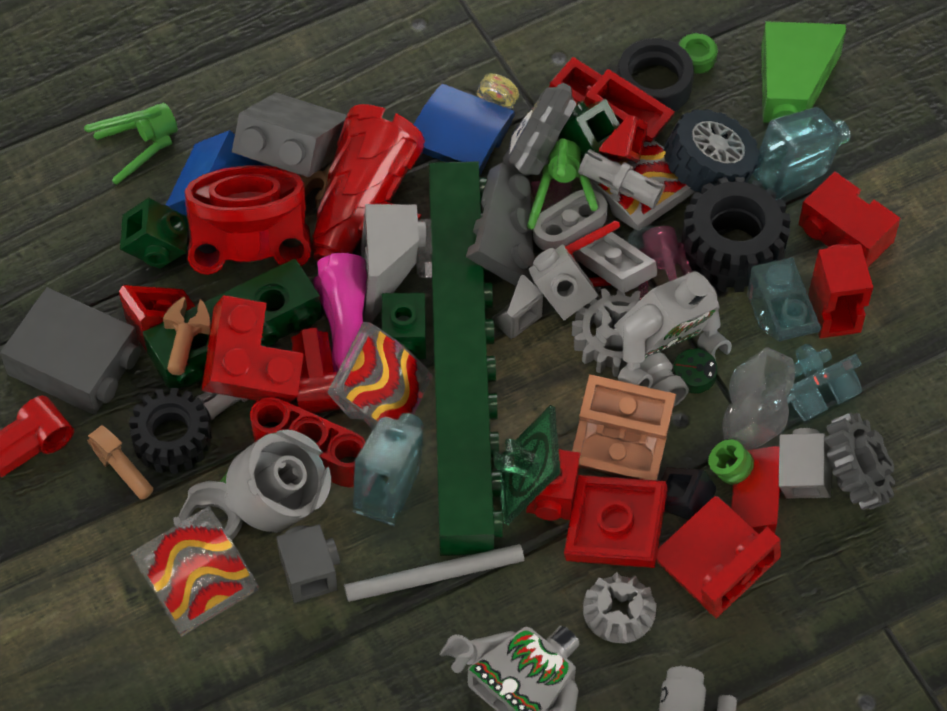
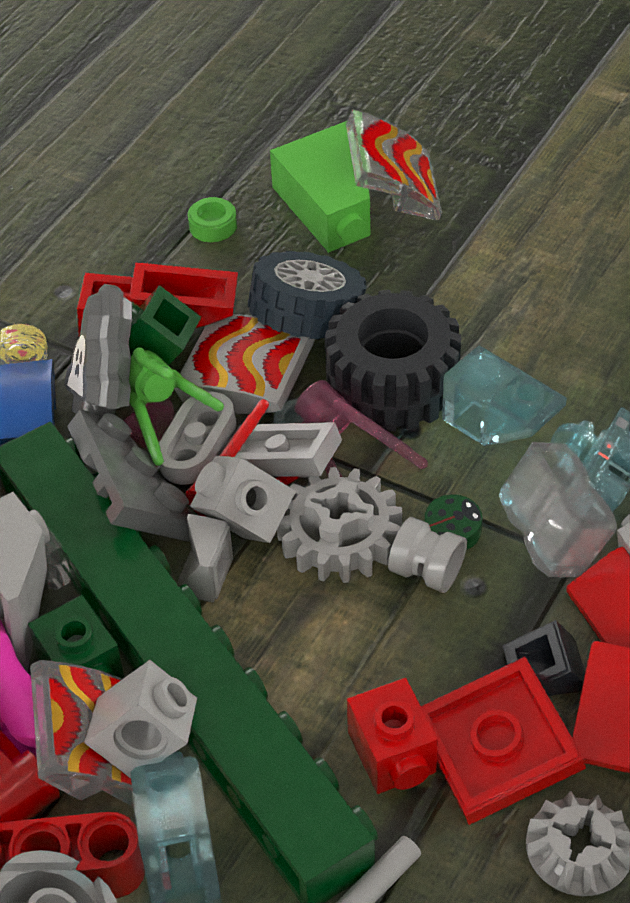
camera: 30 degrees left, 10 degrees down
(406, 390) = (141, 719): none -> light grey brick
(528, 464) = (359, 725): clear green piece -> none
(621, 179) = (230, 361): light grey pin -> none
(623, 428) = (431, 622): nougat slope -> none
(626, 141) = (208, 321): red slope -> none
(666, 54) = (187, 231): black tyre -> none
(668, 318) = (397, 472): light grey torso -> none
(739, 470) = (561, 583): bright green bush -> none
(798, 150) = (396, 235): clear light blue torso -> none
(840, 290) = (552, 345): red brick -> none
(841, 217) = (498, 293): red brick -> none
(851, 78) = (393, 163): none -> clear slope

